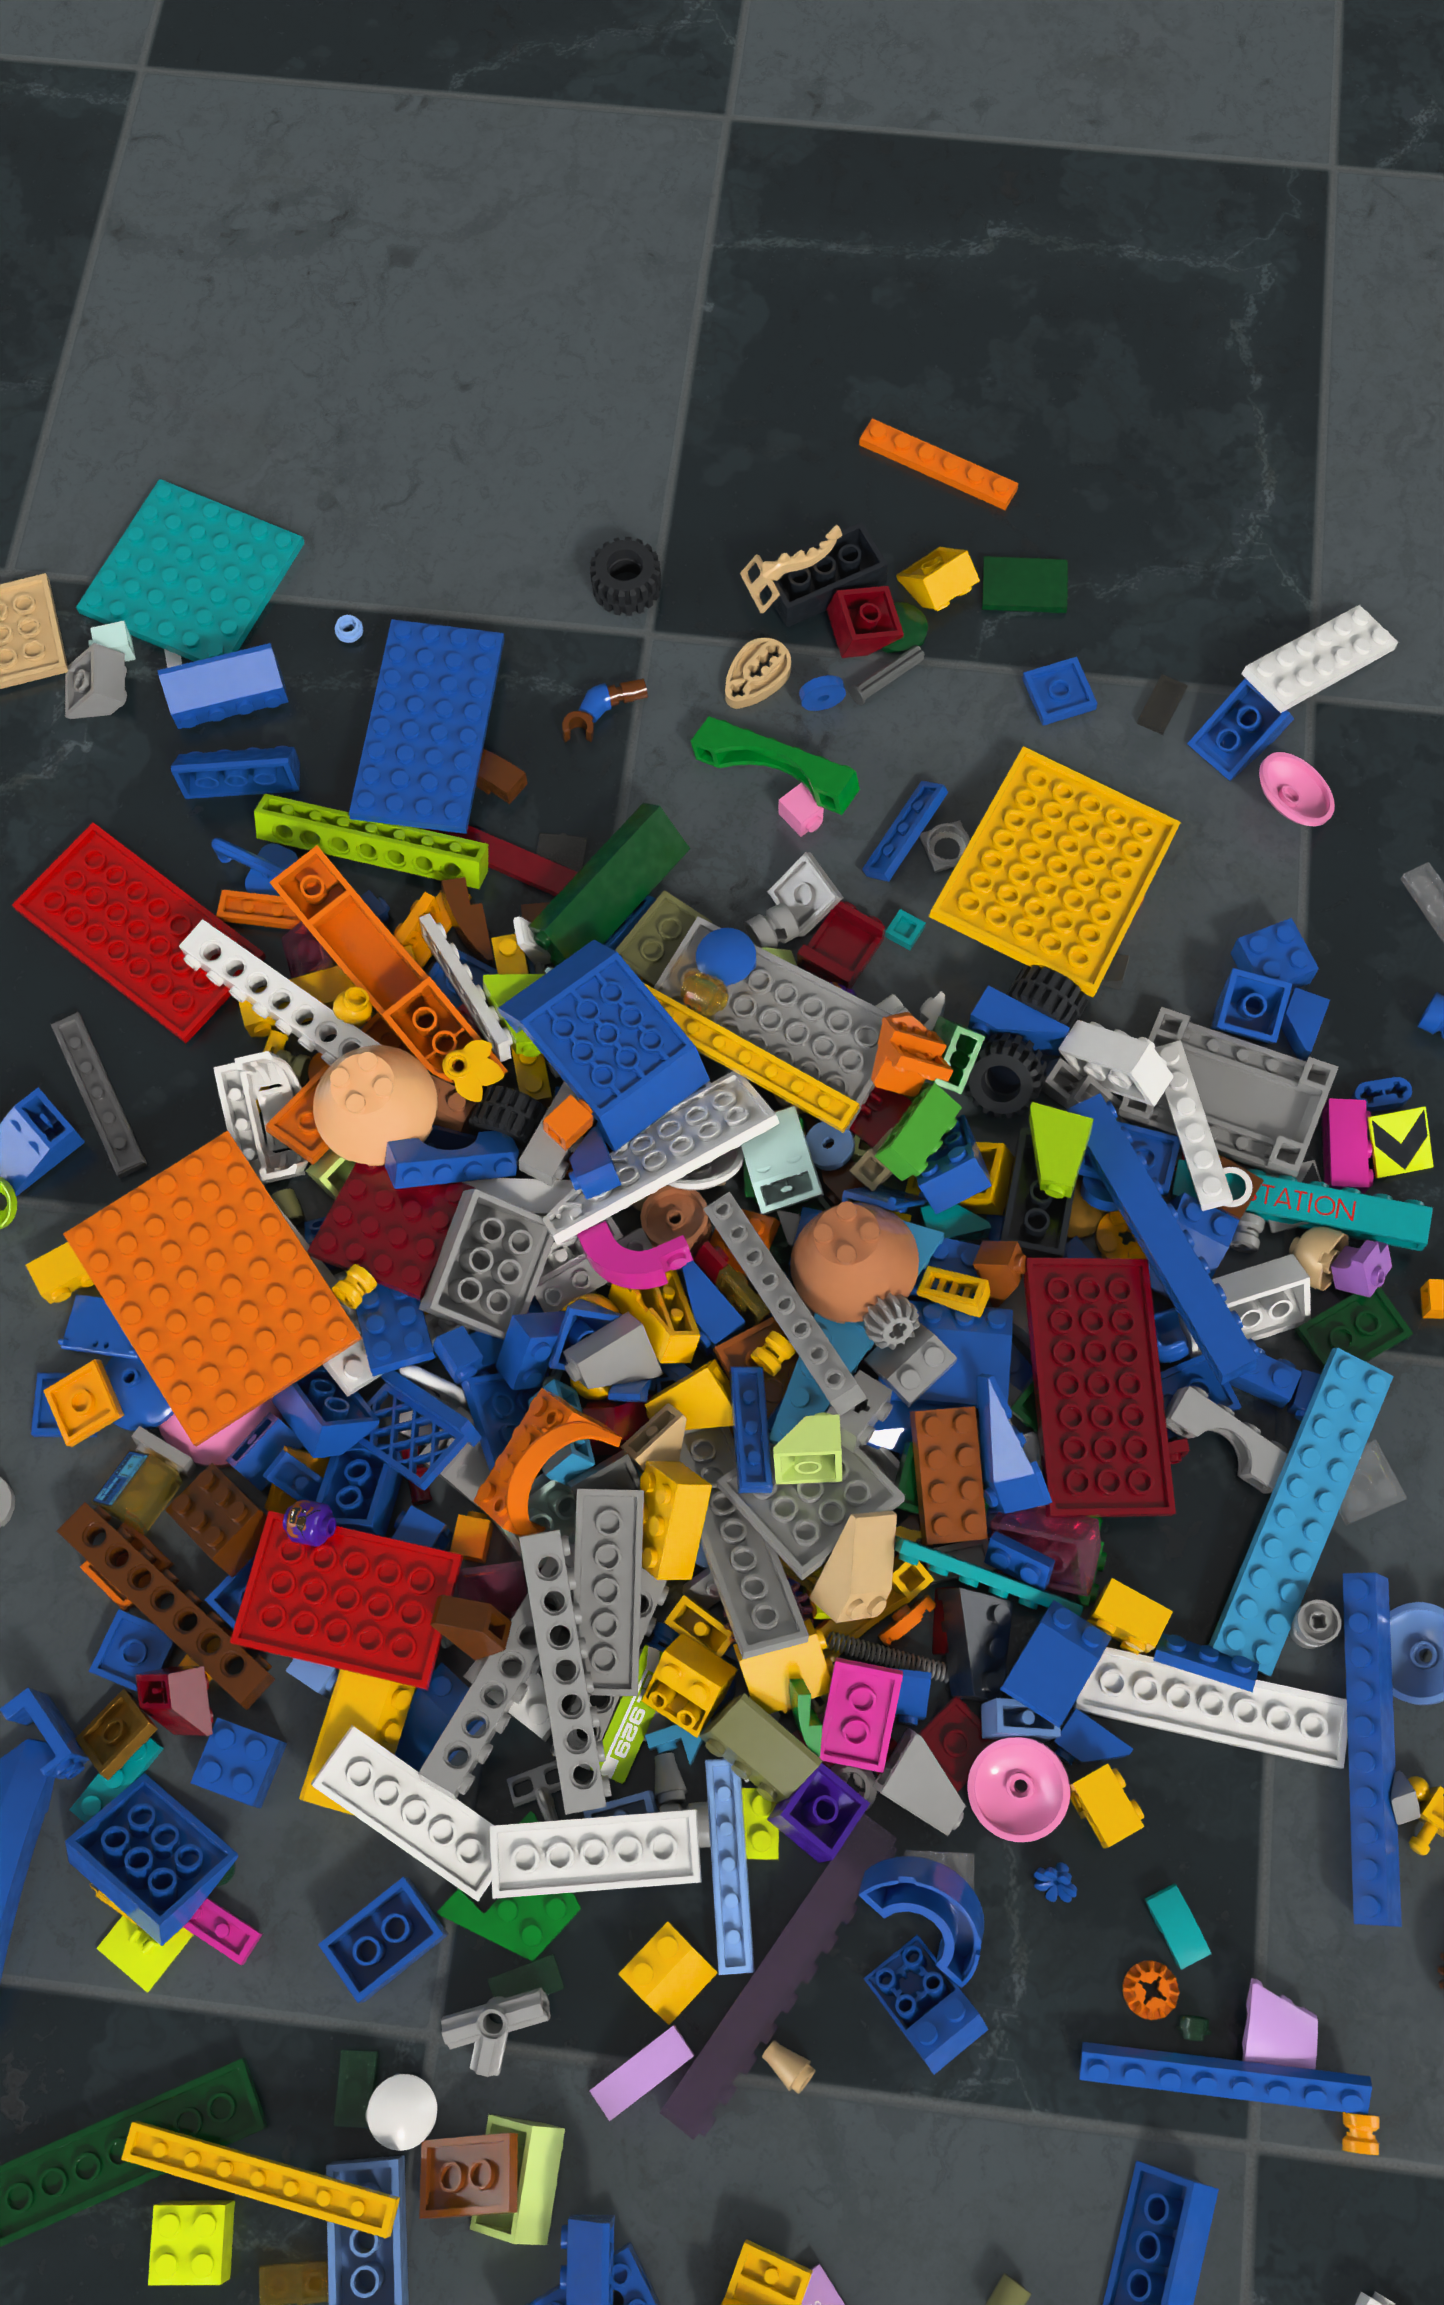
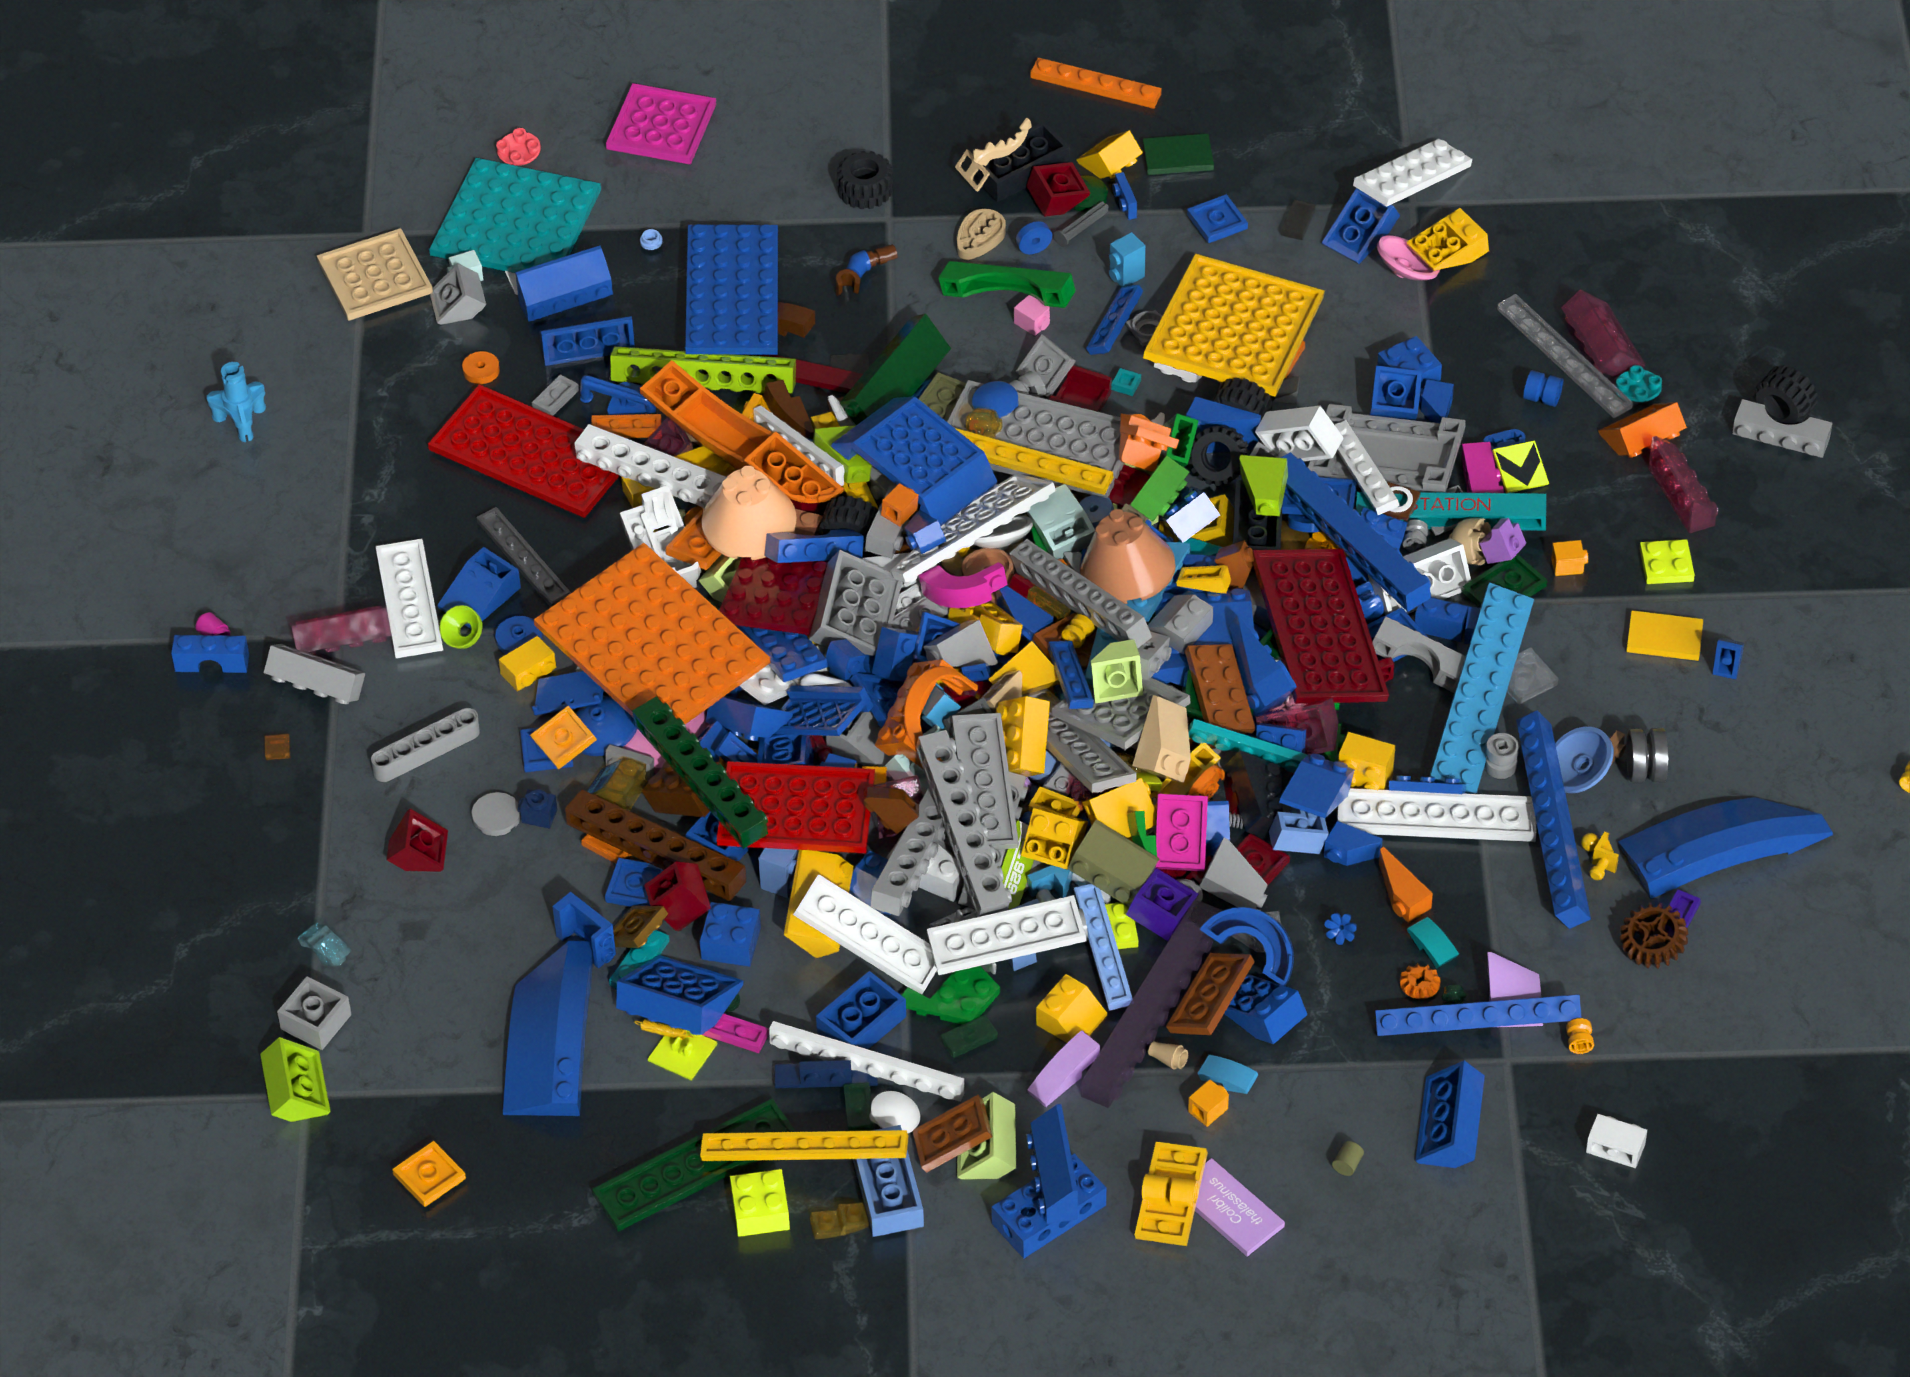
camera: 10 degrees left, 20 degrees down
(30, 1512) = (538, 808): none -> dark blue brick
(55, 1207) = (515, 632): none -> blue plate
(104, 804) = (481, 367): none -> orange piece
(172, 1431) = (700, 772): none -> dark green brick
(184, 851) = (556, 395): none -> light grey plate
(214, 471) = (518, 147): none -> coral dish
(309, 1522) = (761, 757): dark purple head -> none
(323, 2022) = (820, 1074): none -> dark blue bracket
(353, 1006) = (719, 460): yellow animal -> none
(354, 1286) = (759, 628): yellow wheel -> none
(387, 2032) = (867, 1061): none -> white plate
(393, 458) = (661, 123): none -> dark pink plate
(477, 1069) = (821, 488): yellow plate -> none
(489, 2037) = (952, 1062): light grey piece -> none
(831, 2165) = (1208, 1102): none -> light orange brick
(860, 1979) = (1210, 994): none -> dark orange plate
(864, 2115) = (1231, 1074): none -> dark azure slope
(891, 1321) = (1161, 590): light grey gear -> none
(934, 745) = (1127, 260): none -> dark azure brick
(949, 649) = (1126, 197): none -> blue plate
(1012, 1812) = (1299, 859): bright pink dish -> none
(1106, 1805) = (1365, 868): yellow brick -> none
(1156, 1844) = (1406, 893): none -> orange slope
(1353, 770) = (1450, 242): none -> yellow slope
(1404, 1800) = (1581, 845): light grey slope -> none

